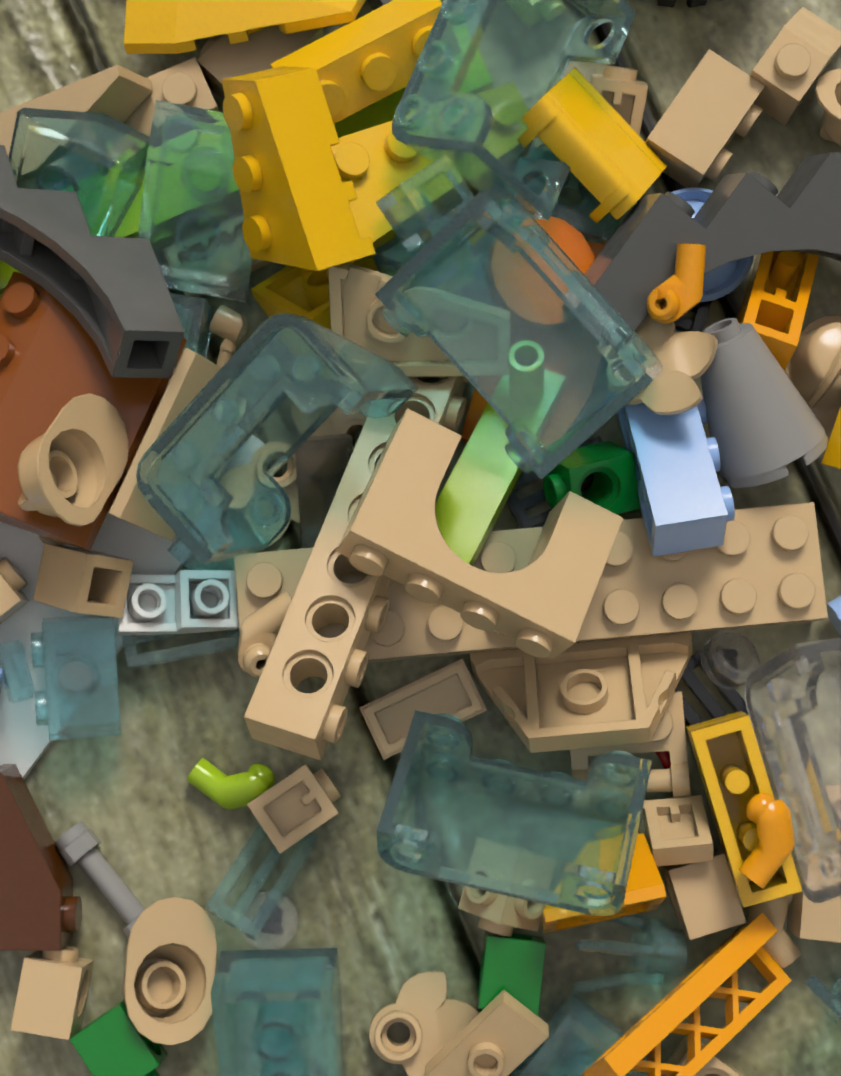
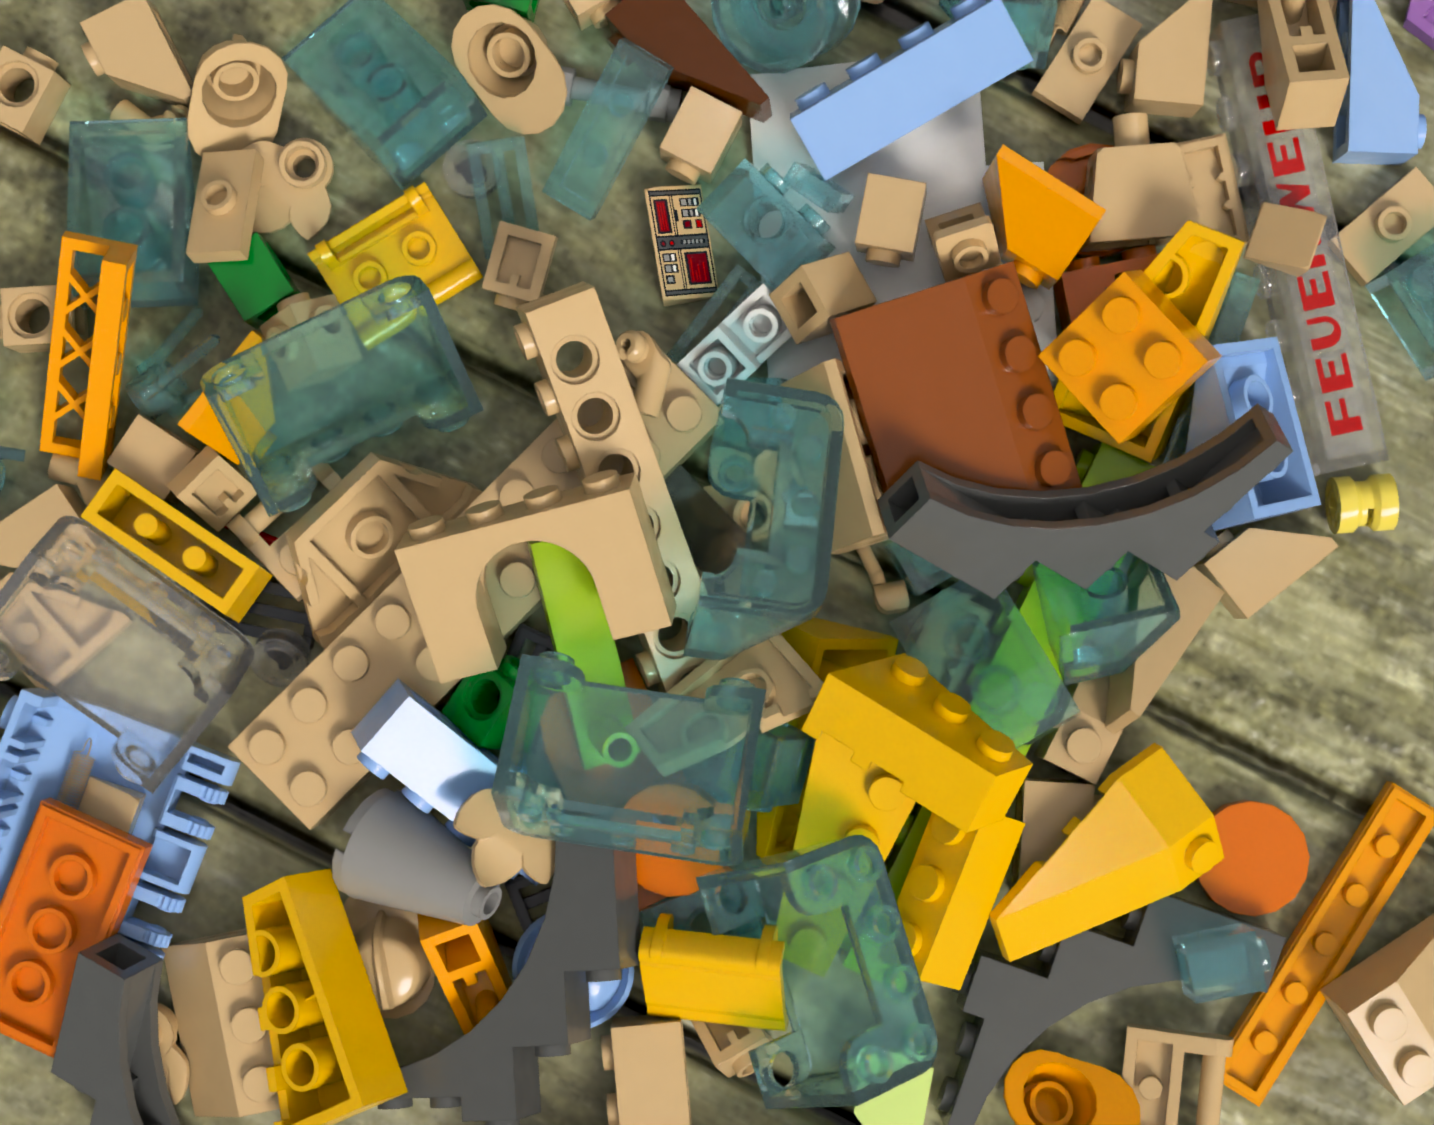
camera: 140 degrees right, 5 degrees up
(72, 792) = (699, 137): none -> tan brick
(75, 461) = (890, 372): tan piece -> none
(135, 858) = (607, 129): none -> clear light blue tile
(158, 723) = (681, 244): none -> slope
(232, 790) = (581, 240): lime arm -> none
(381, 906) = (394, 242): none -> yellow piece
(425, 202) = (792, 802): clear light blue brick -> none
(443, 691) = (485, 439): tan tile -> none
(682, 289) = (542, 906): light orange arm -> none
(775, 838) = (131, 536): light orange arm -> none

